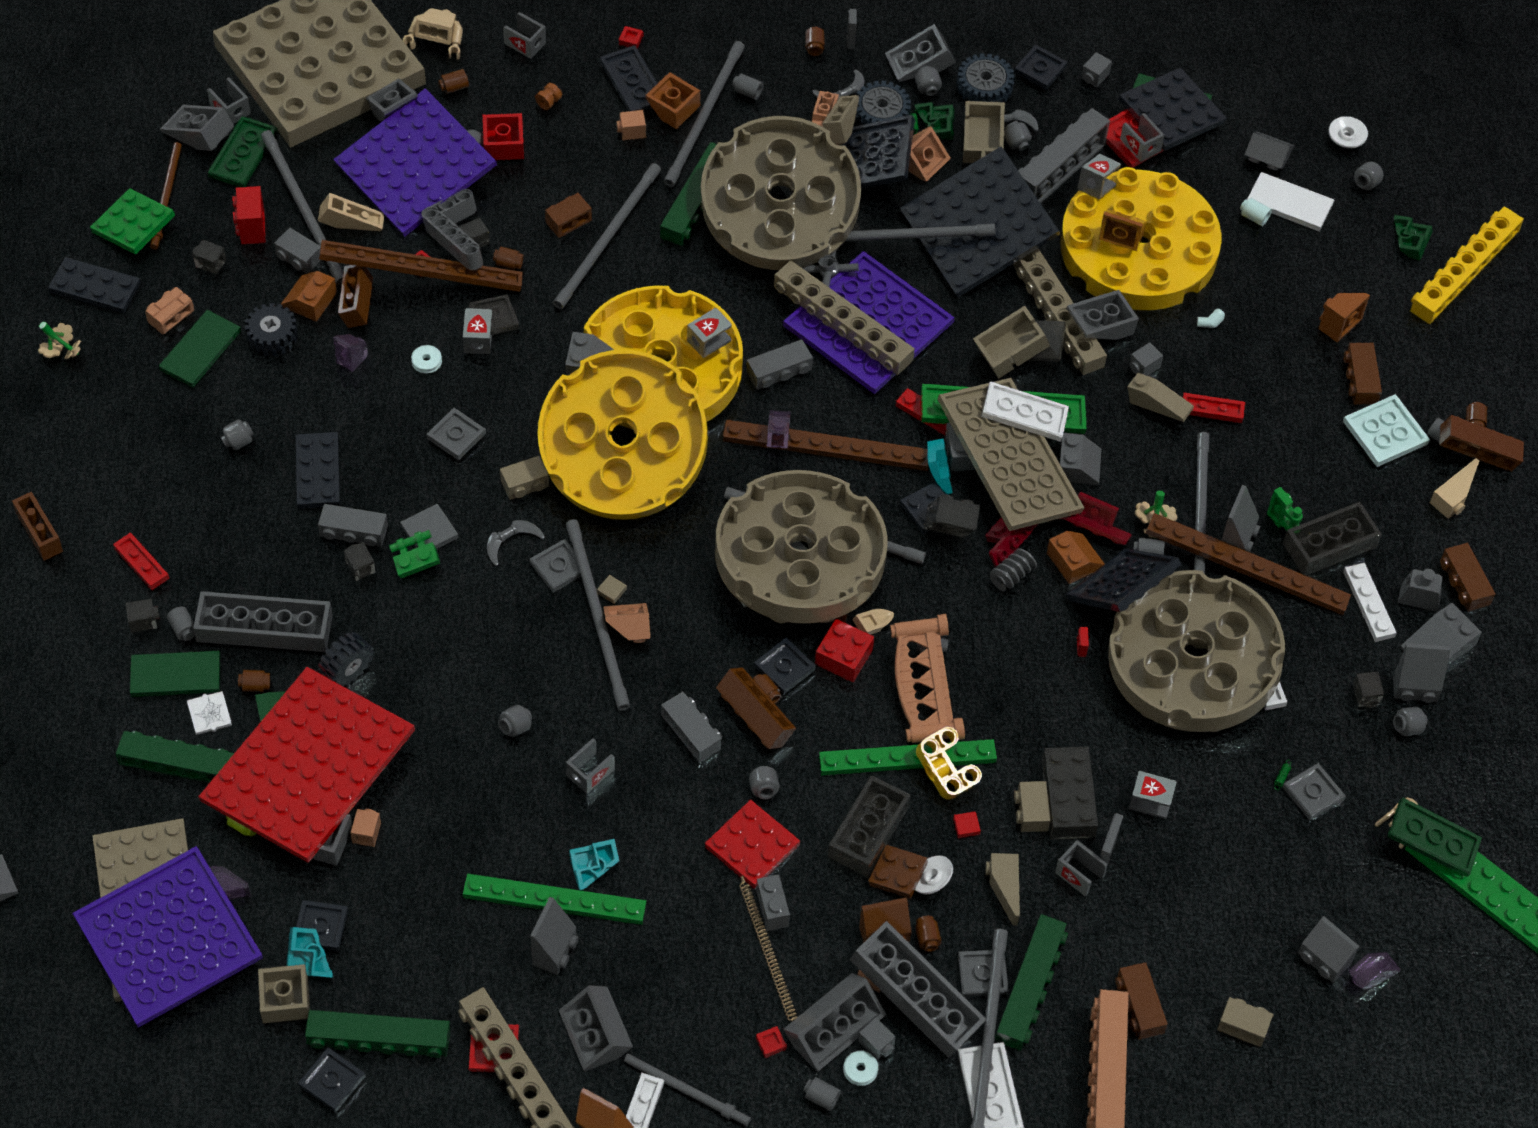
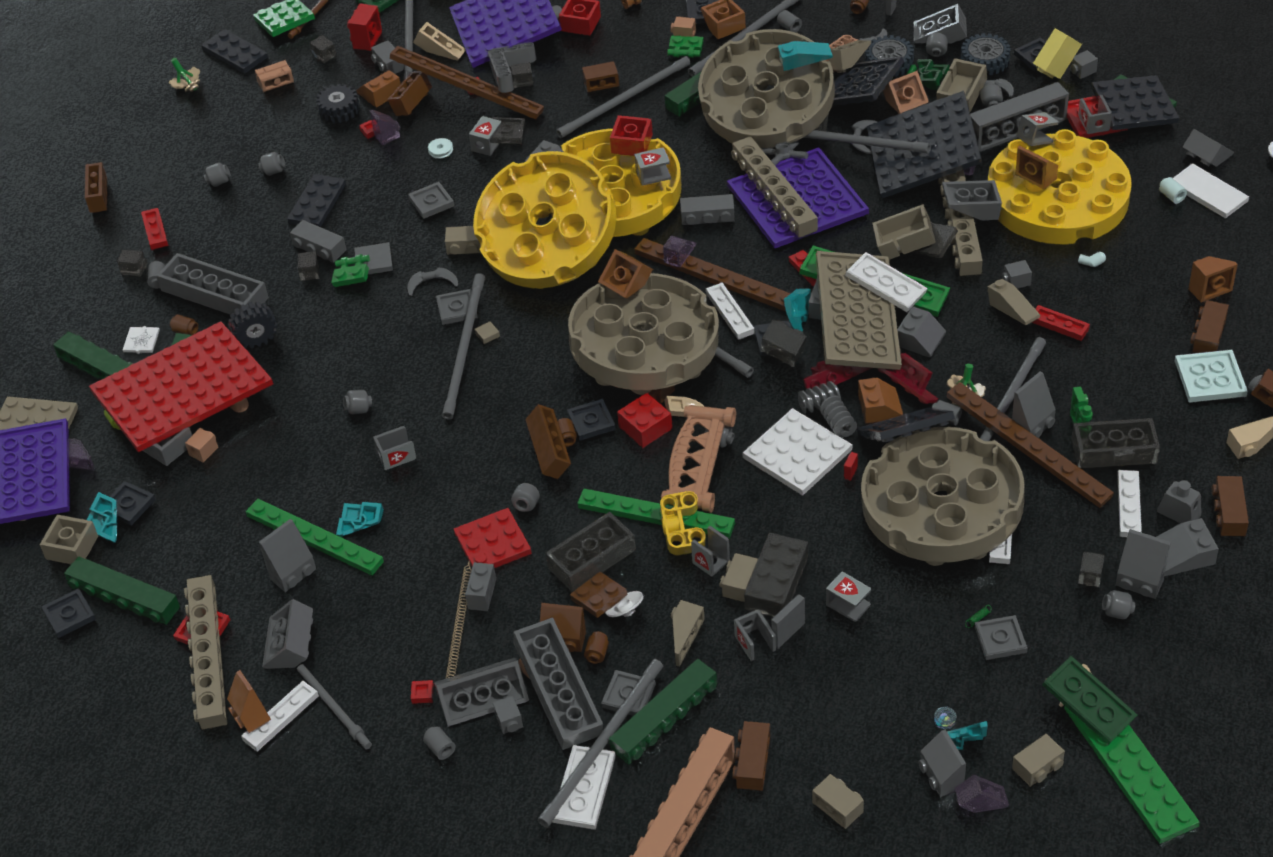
camera: 30 degrees right, 10 degrees down
(175, 673) = (133, 307): dark green tile -> none
(177, 467) = (217, 174): none -> dark grey head
(199, 348) = (281, 105): dark green tile -> none
(326, 354) = (367, 129): none -> red tile
(508, 258) = (538, 95): reddish brown brick -> none
(629, 620) = (485, 357): nougat slope -> none
(638, 146) = (685, 46): none -> green plate
(666, 298) = (630, 135): none -> red brick
(691, 726) = (491, 442): dark grey brick -> none
(754, 485) = (624, 274): none -> dark orange slope
(813, 144) = (803, 53): none -> teal slope
(858, 1077) = (488, 741): light aqua piece -> none
(865, 485) = (730, 311): none -> white plate
(891, 213) = (858, 127): none -> dark grey piece
(966, 824) = (677, 576): red tile -> none
(993, 787) = (717, 548): none -> dark grey piece
(1017, 639) = (797, 451): none -> white plate
(1042, 588) = (838, 417): none -> dark grey piece
(1069, 280) = (974, 198): none -> dark grey slope
(1070, 68) = (1056, 54): none -> light yellow brick
(1105, 316) = (994, 233): dark grey slope -> none
(1301, 896) = (945, 717): none -> clear light blue tile
(1332, 910) = (968, 733): none -> teal slope
(1409, 914) = (1038, 760): none -> dark tan brick

